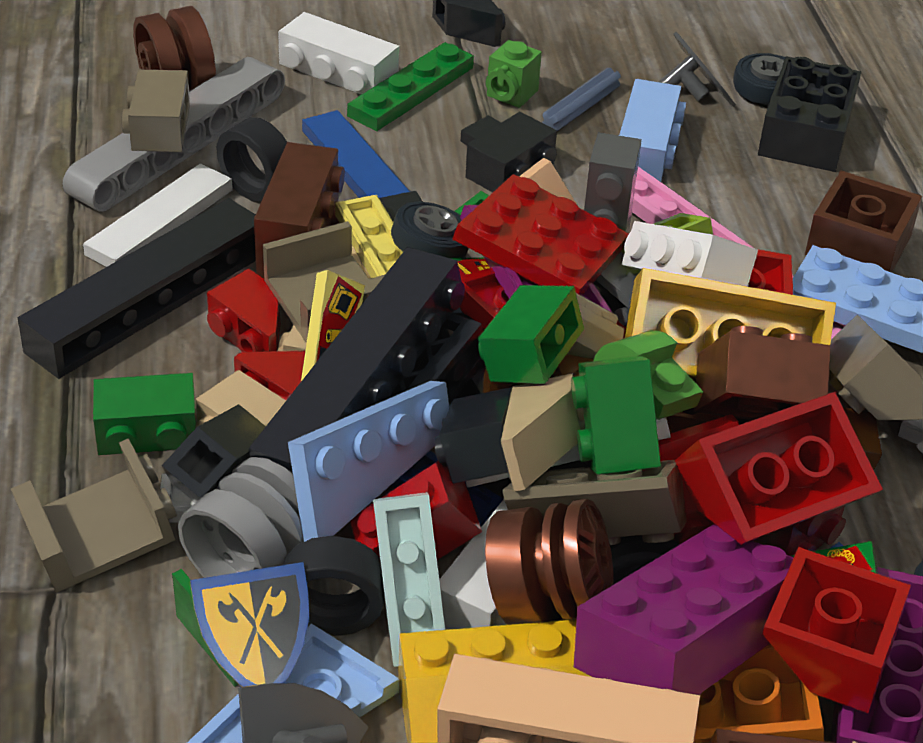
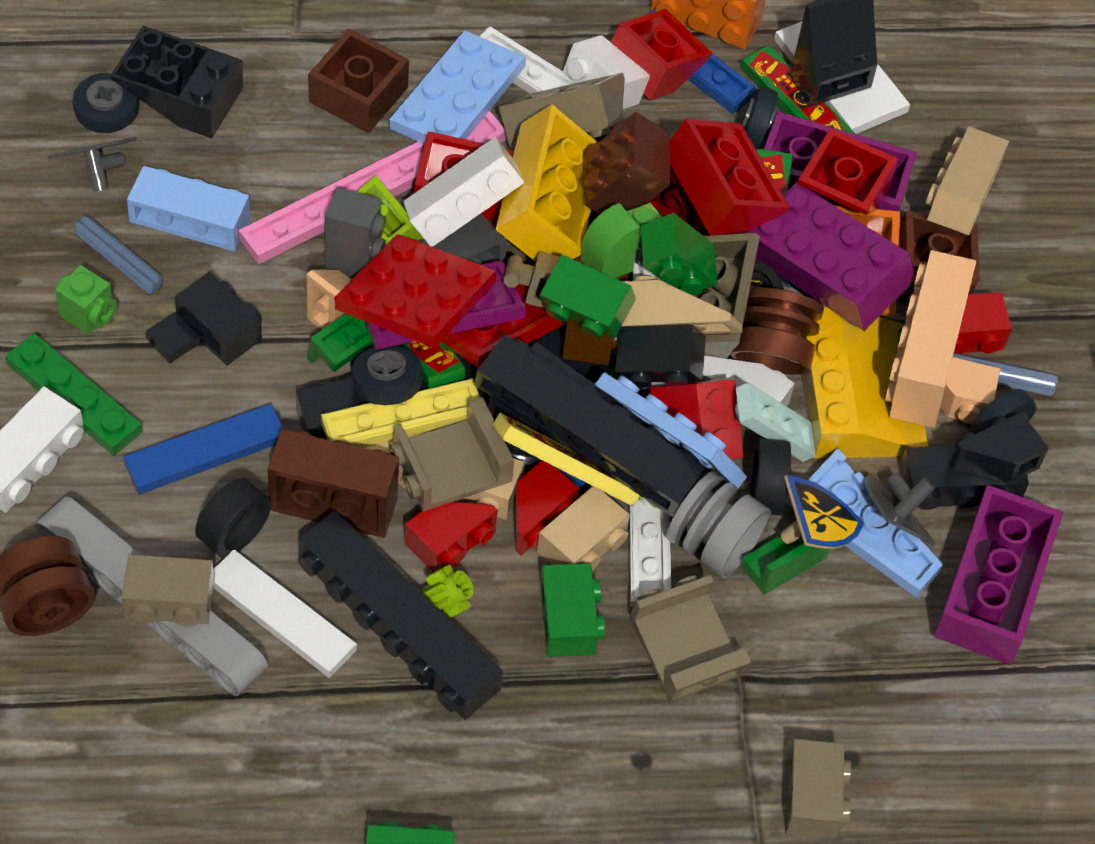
camera: 90 degrees left, 15 degrees up
(158, 309) = (449, 591): none -> lime gear
(212, 452) = (655, 539): black slope -> none

